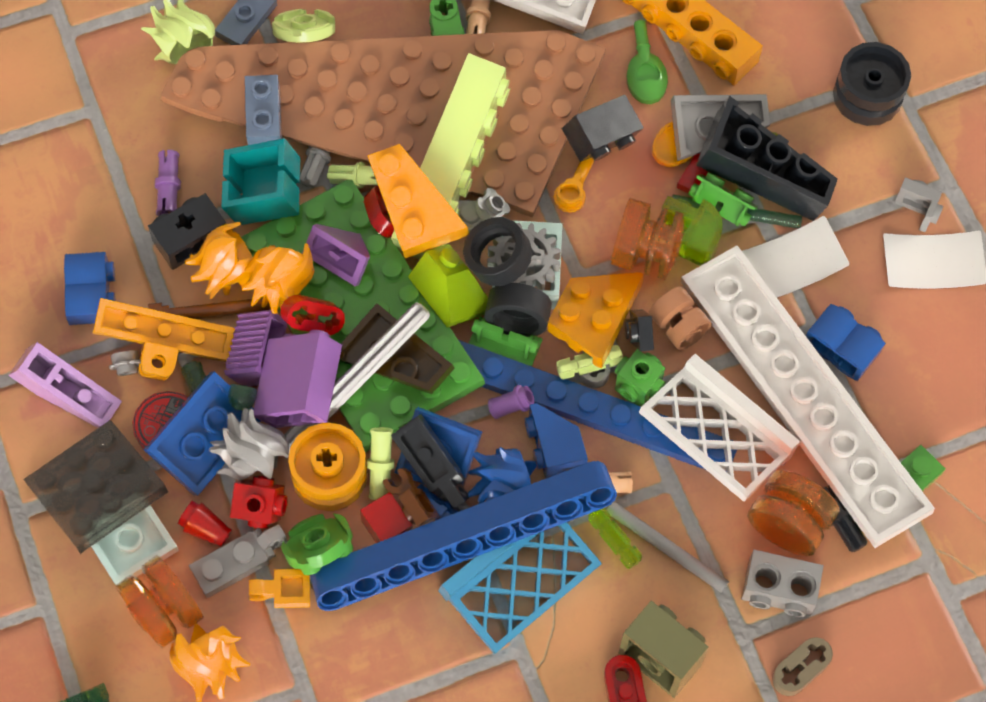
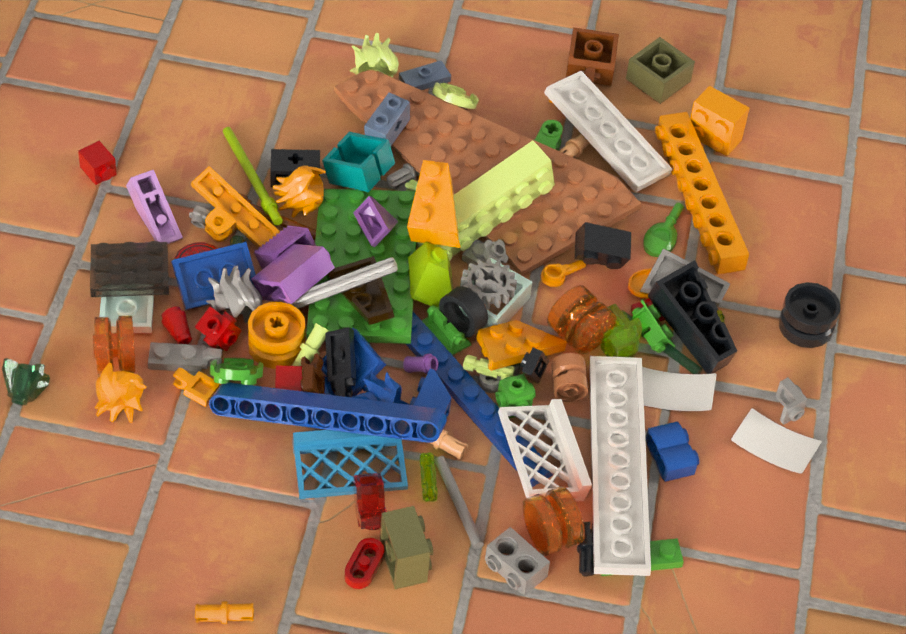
camera: 30 degrees right, 15 degrees down
(85, 283) = (211, 154): blue brick -> none
(167, 182) = (304, 137): medium lavender pin -> none
(194, 300) = (267, 203): none -> lime bar
(241, 396) = (253, 263): clear green hinge -> none
(278, 274) = (326, 211): light orange hair -> none
(314, 308) = (333, 236): red beam -> none
(485, 233) = (471, 275): black tyre -> none
(583, 617) = (369, 500): none -> clear red brick
(796, 660) = (493, 618): dark tan beam -> none

